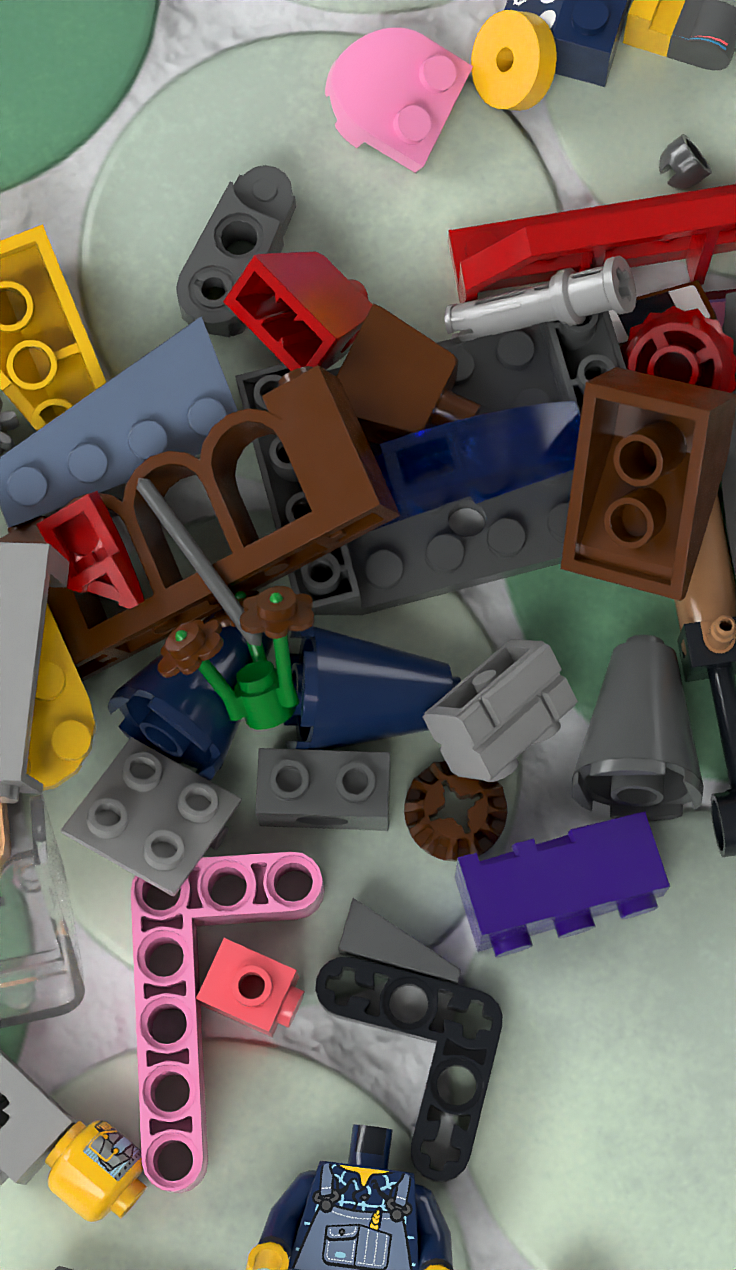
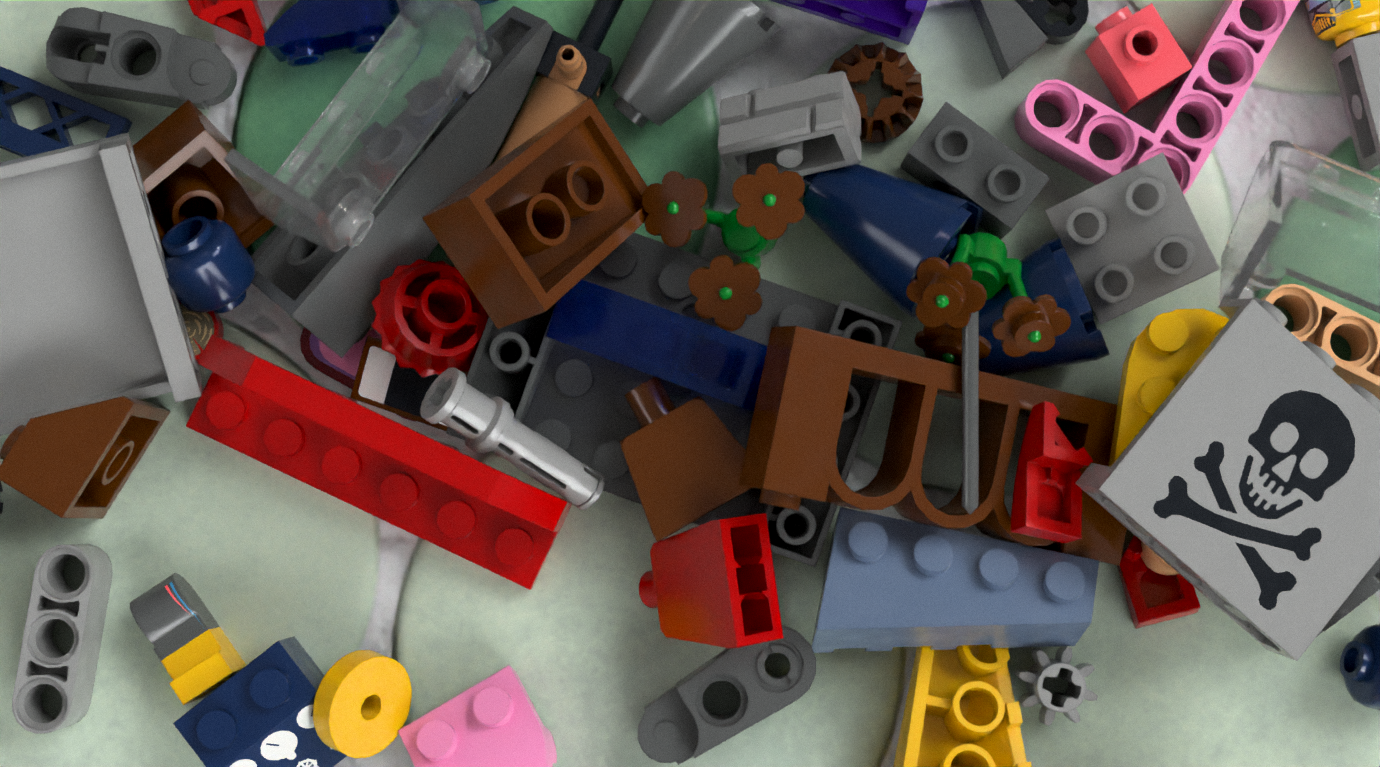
camera: 150 degrees left, 10 degrees up
(477, 613) = (766, 207): none -> reddish brown plant
(686, 162) = (280, 509): dark grey hinge -> none

